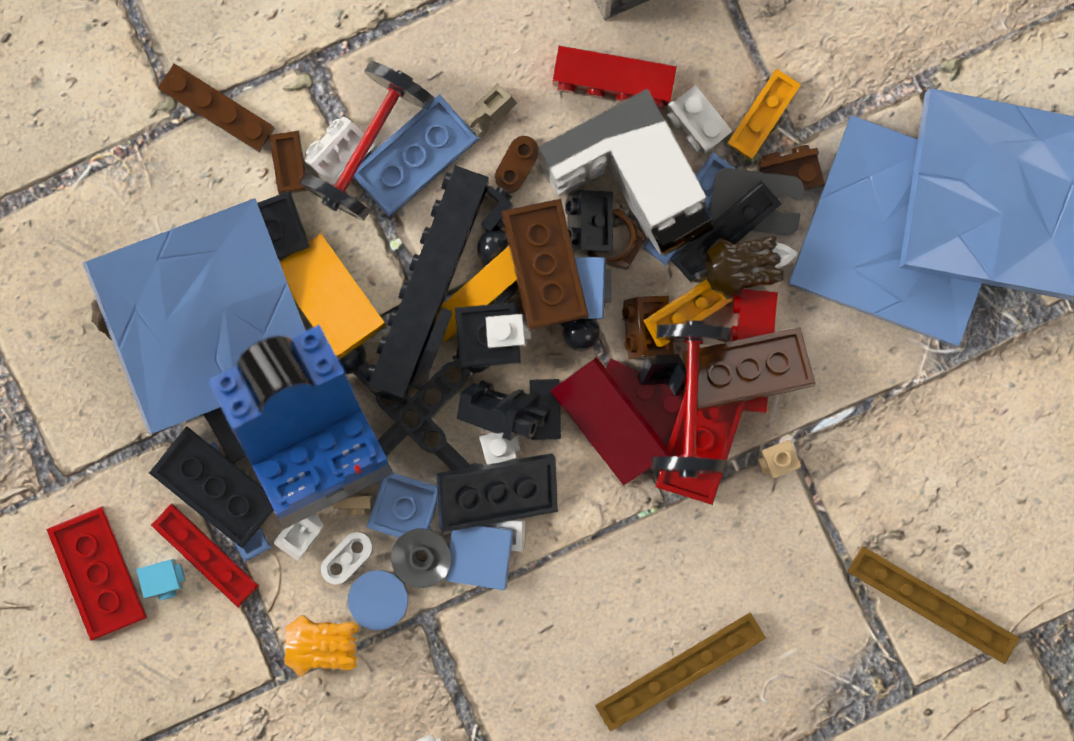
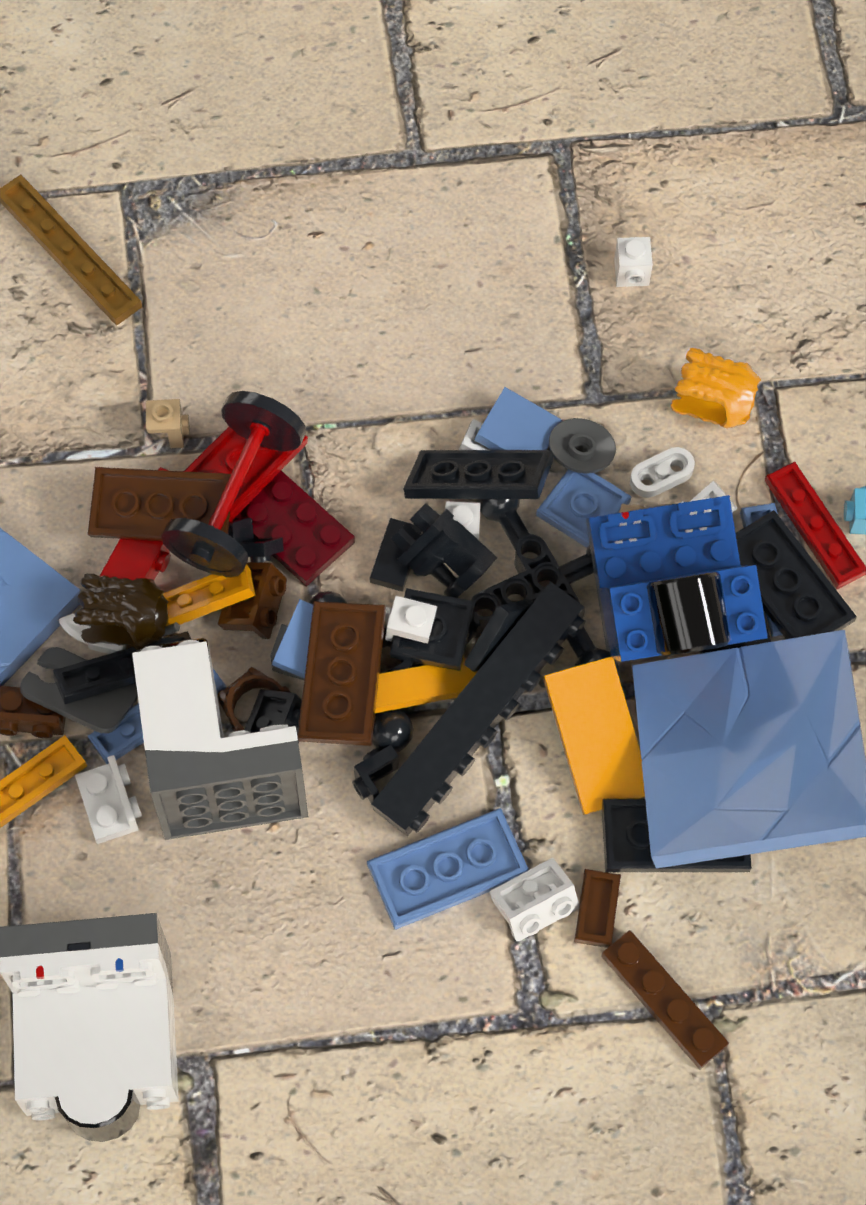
camera: 165 degrees left, 20 degrees down
(377, 600) = (641, 425): medium blue tile -> none
(398, 85) = (554, 837): black piece -> none
(491, 107) = (336, 889): dark tan plate -> none
(517, 163) = (336, 821): reddish brown plate -> none
(609, 420) = (331, 511): dark red tile -> none
(612, 75) = (184, 877): red brick -> none
(680, 671) = (349, 265): pearl gold plate -> none

